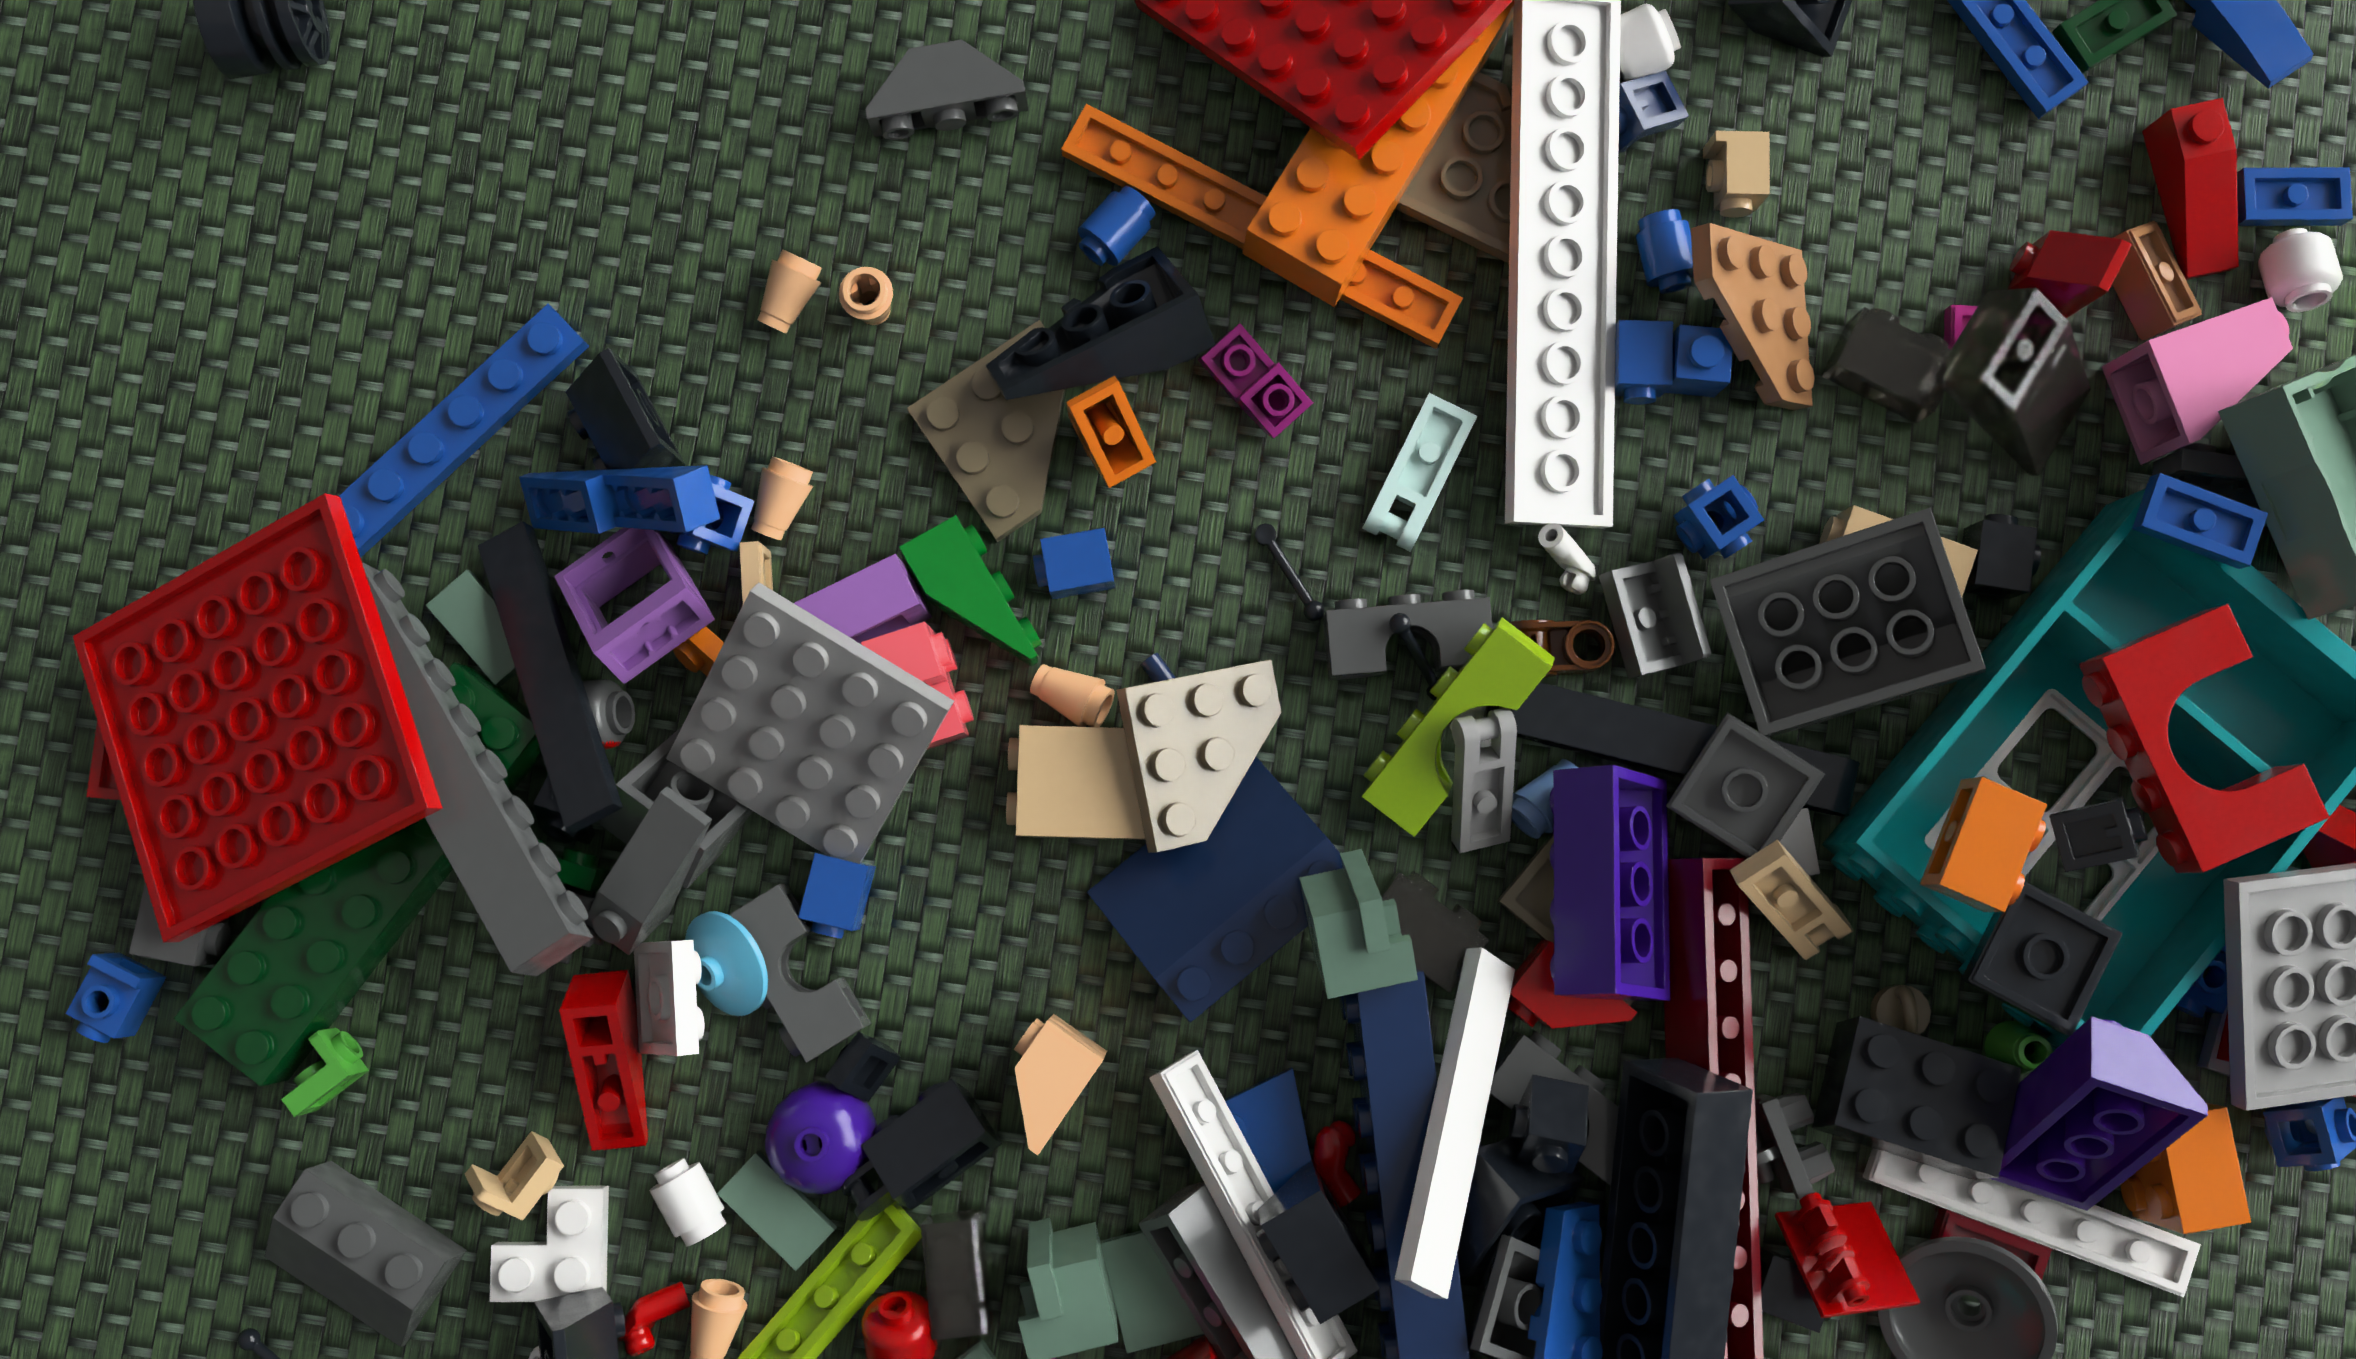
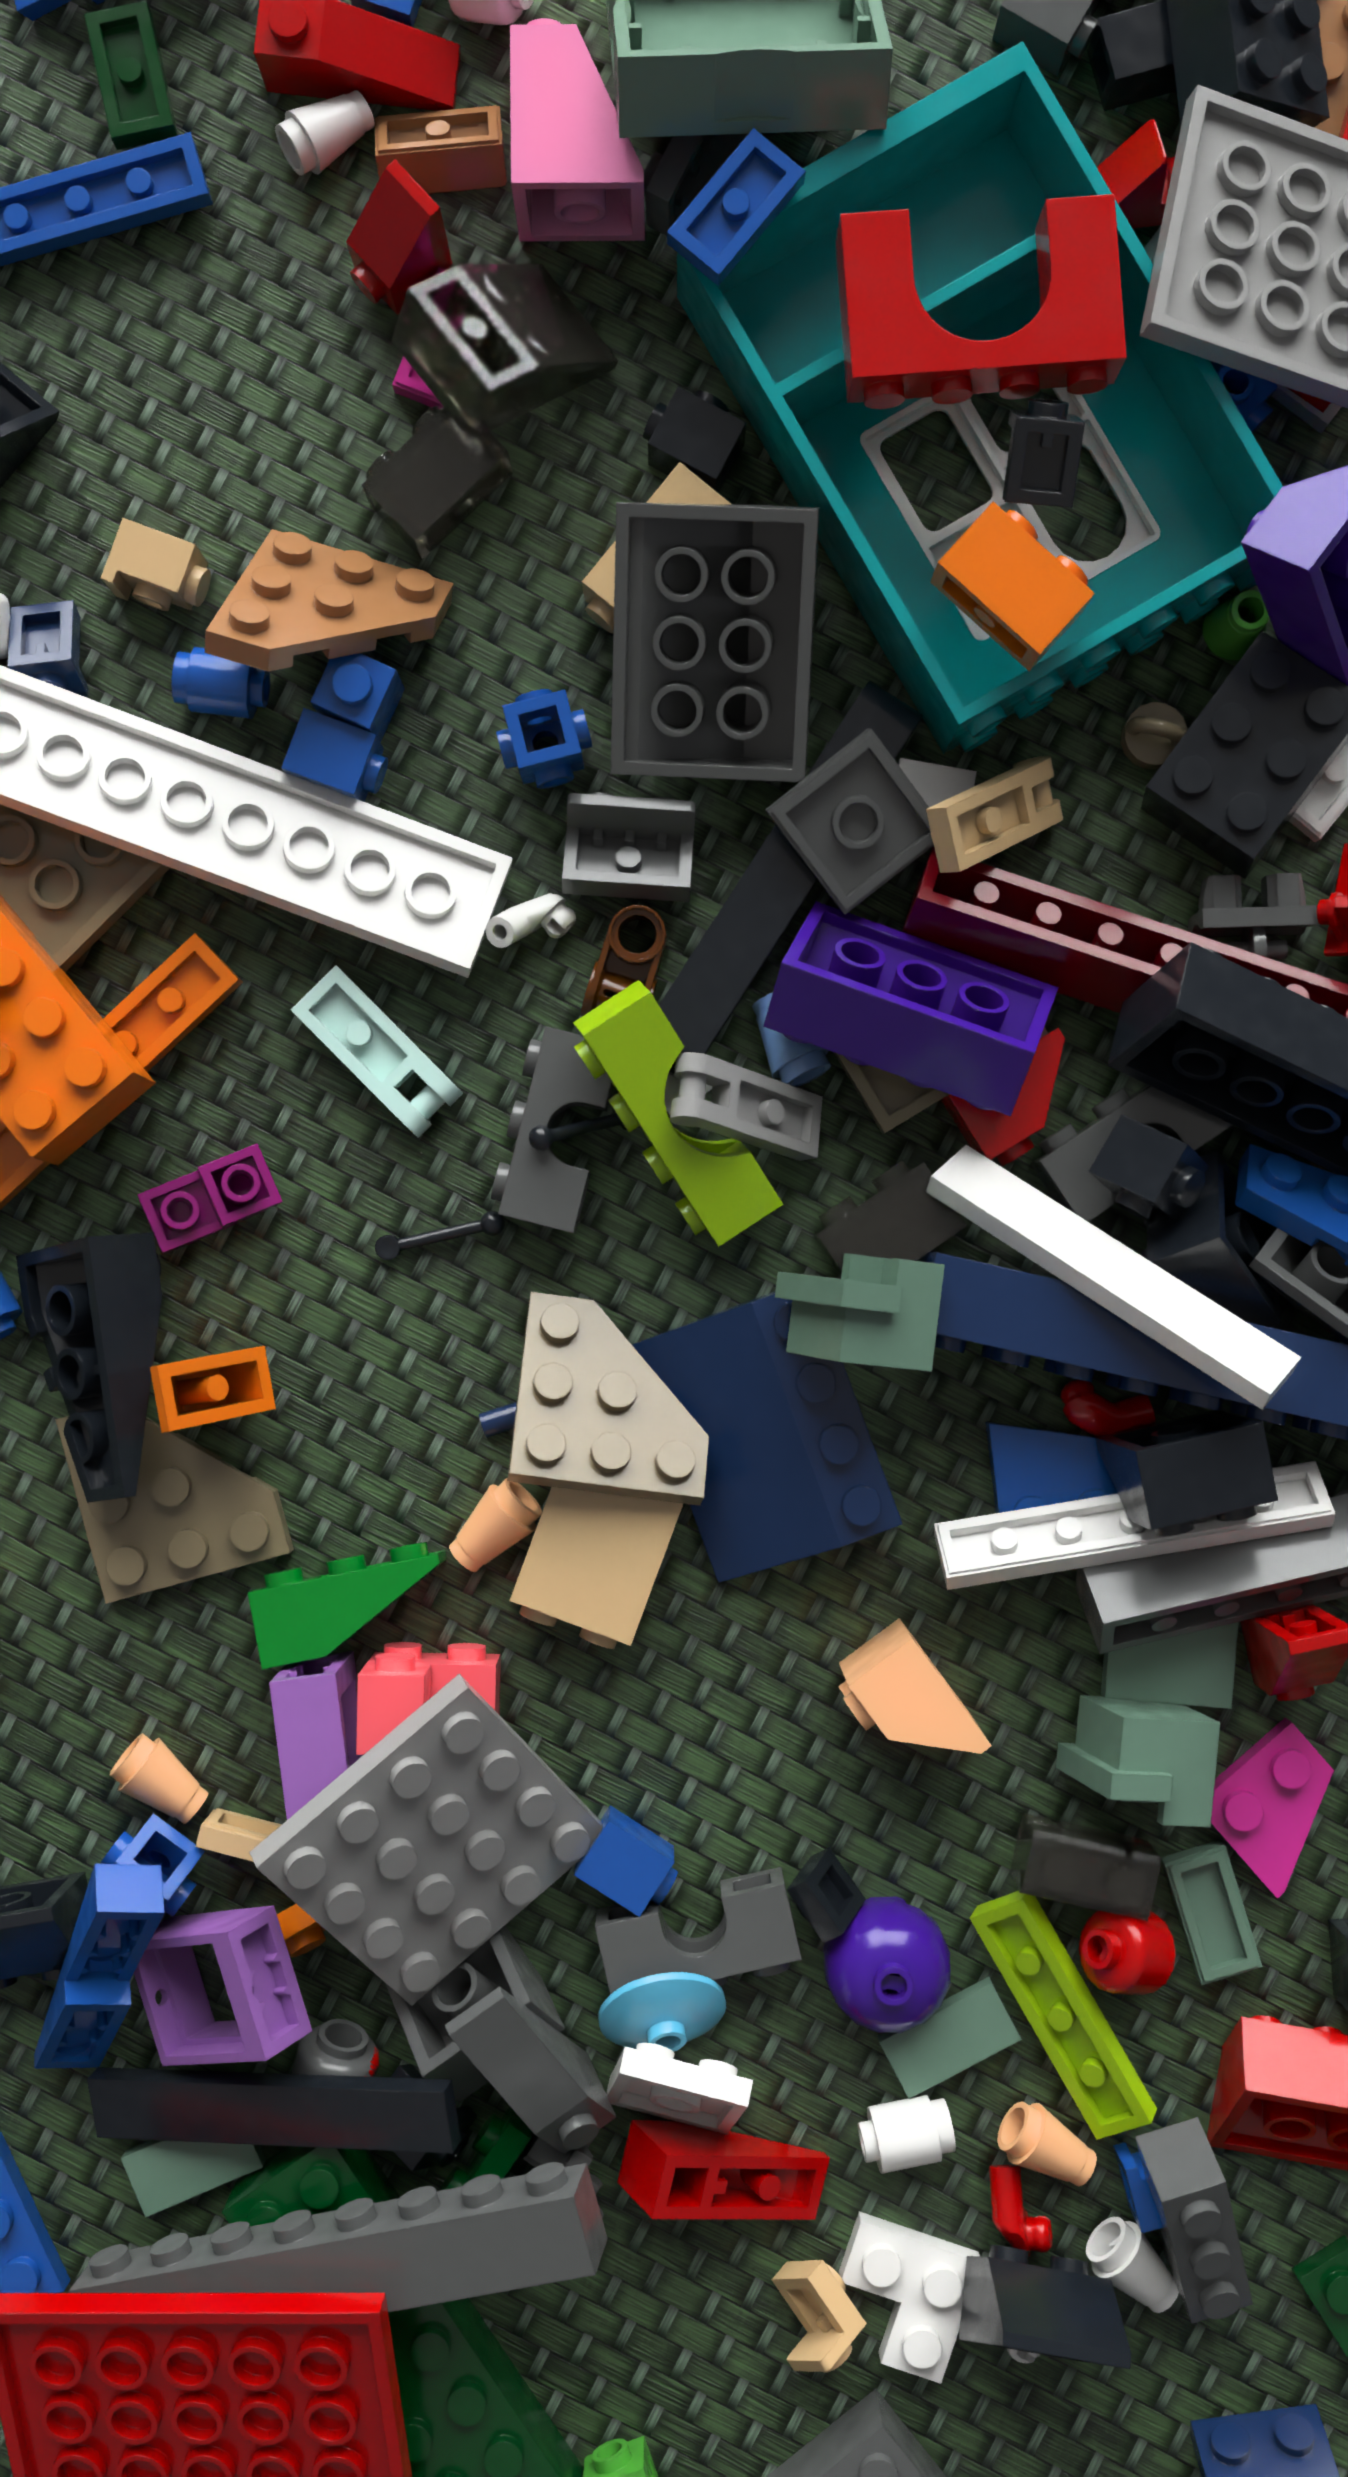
camera: 70 degrees left, 5 degrees up
(921, 1150) = (939, 1861): black brick -> none
(1074, 564) = (348, 1474): blue brick -> none
(2042, 958) = (1156, 567): black tile -> none
(2129, 184) = (323, 131): none -> white cone

